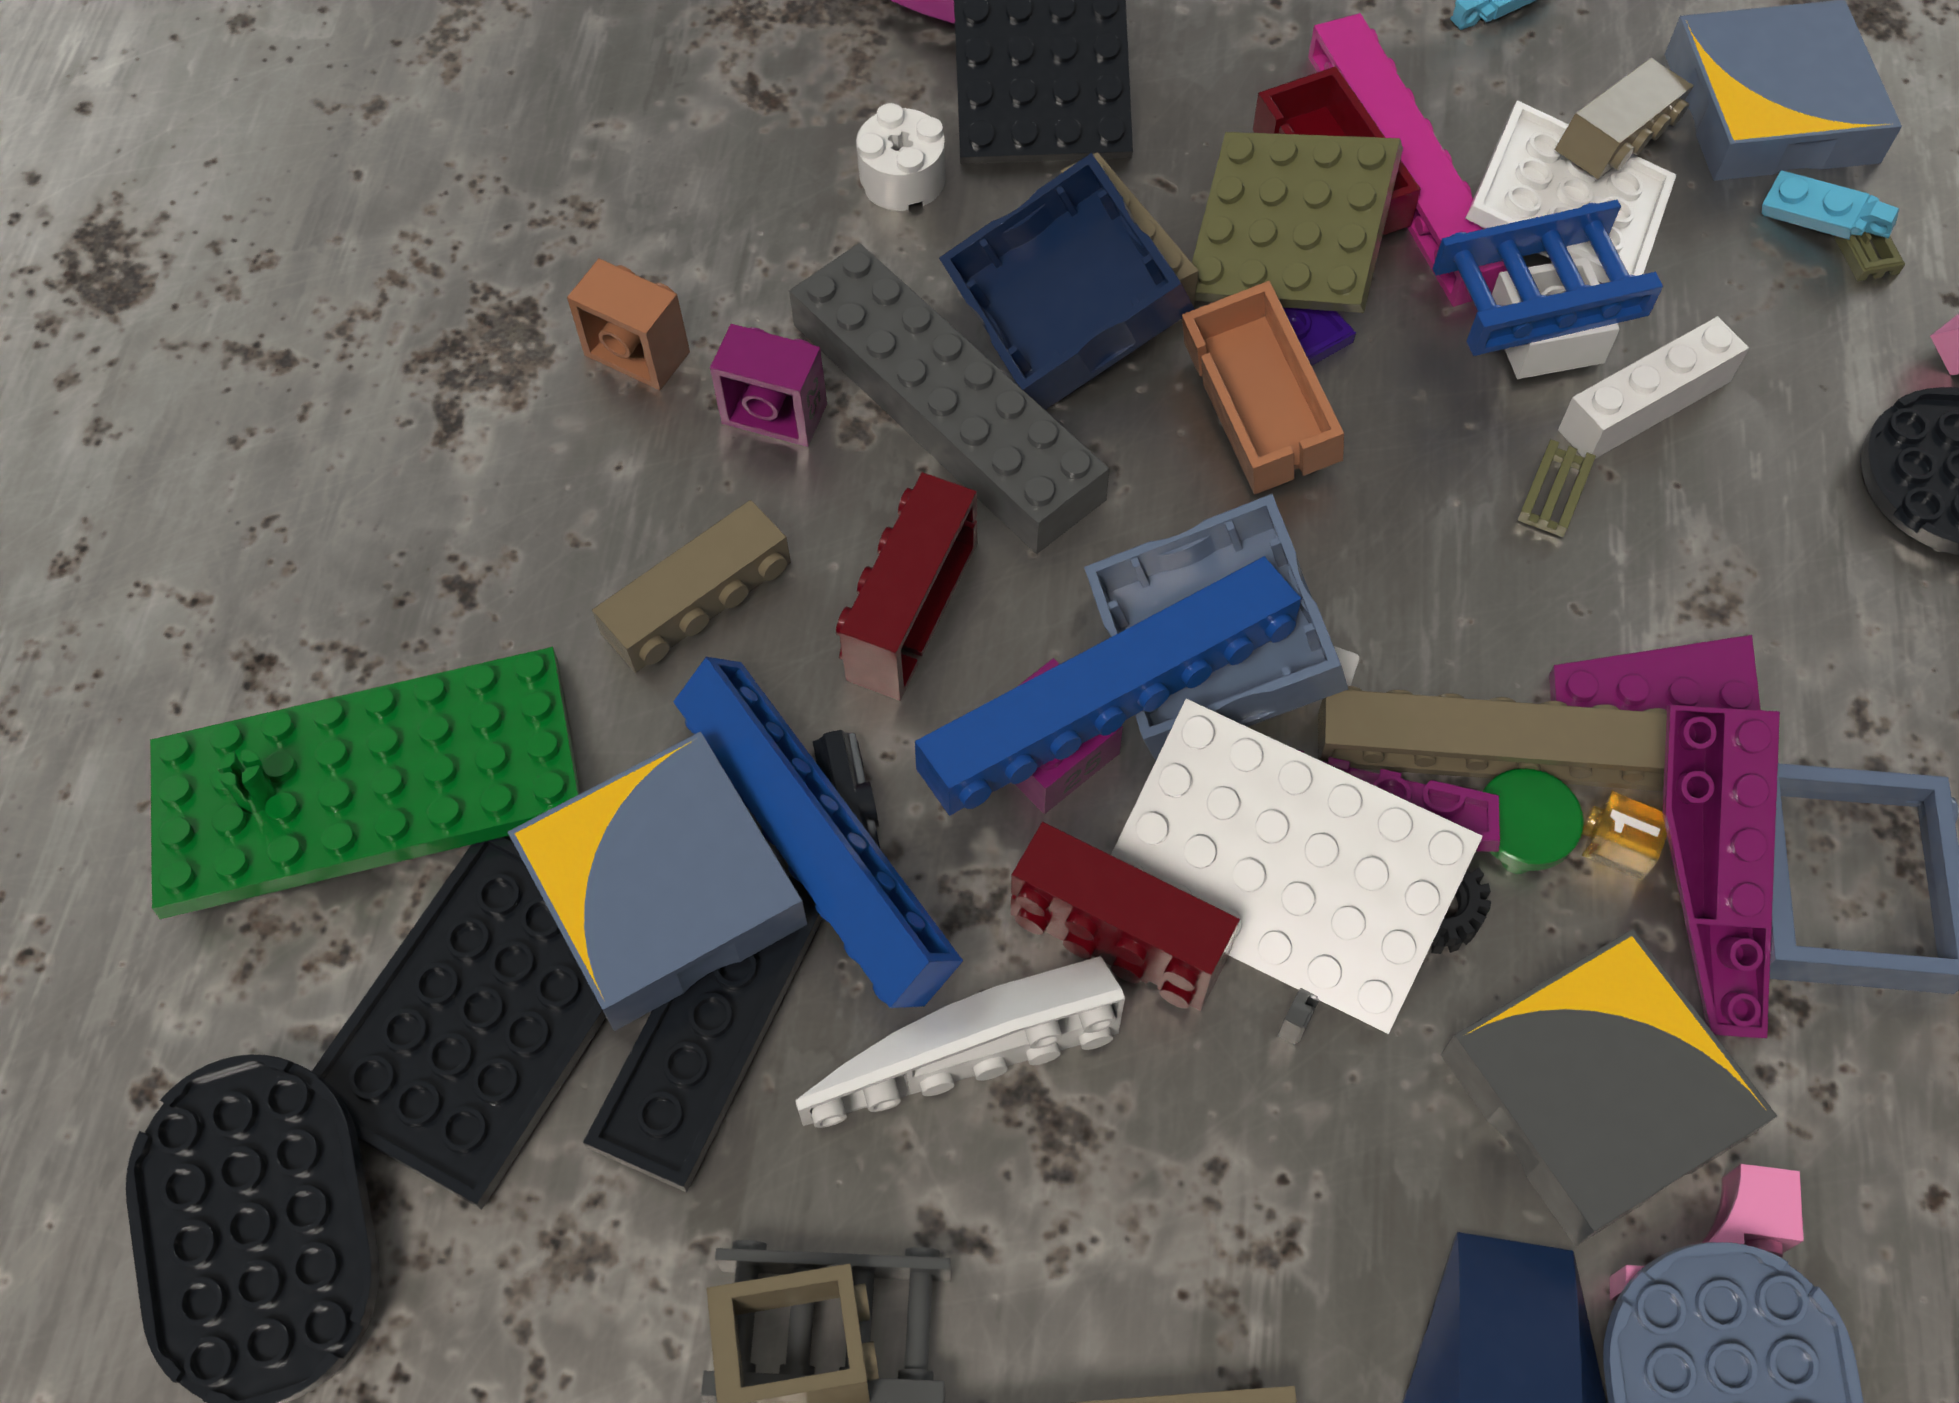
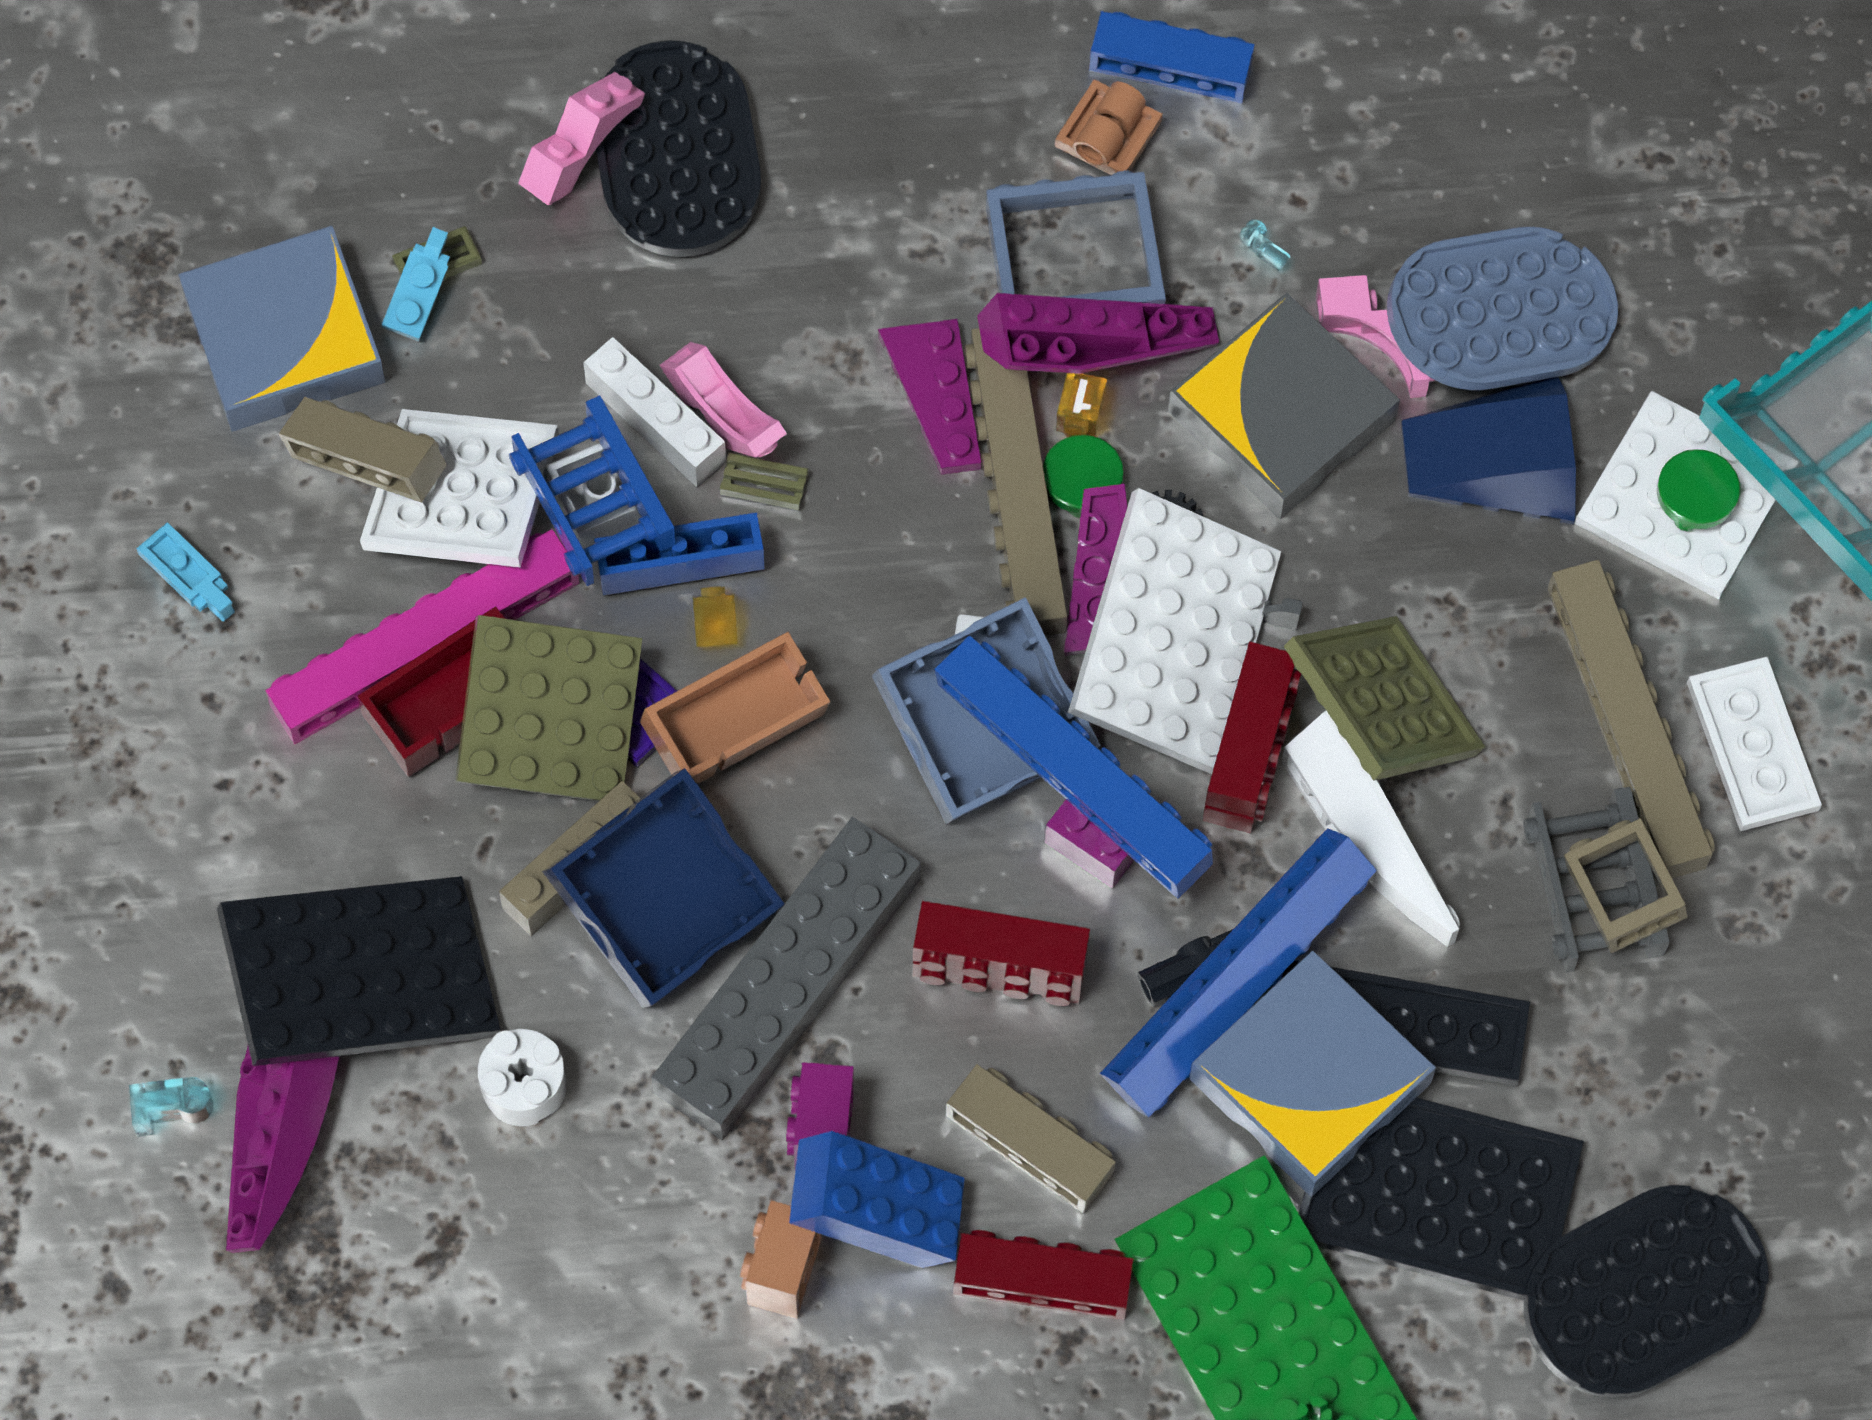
camera: 105 degrees left, 5 degrees up
(534, 566) = (1043, 1275): none -> dark red brick
(647, 393) = (876, 1199): none -> blue brick
(1137, 1088) = (1384, 697): none -> olive plate
(1389, 404) = (715, 617): none -> clear yellow bracket
(1467, 387) = (700, 553): none -> blue brick
(1644, 454) = (727, 410): none -> bright pink arch
(1858, 1121) = (1253, 238): none -> clear light blue arm

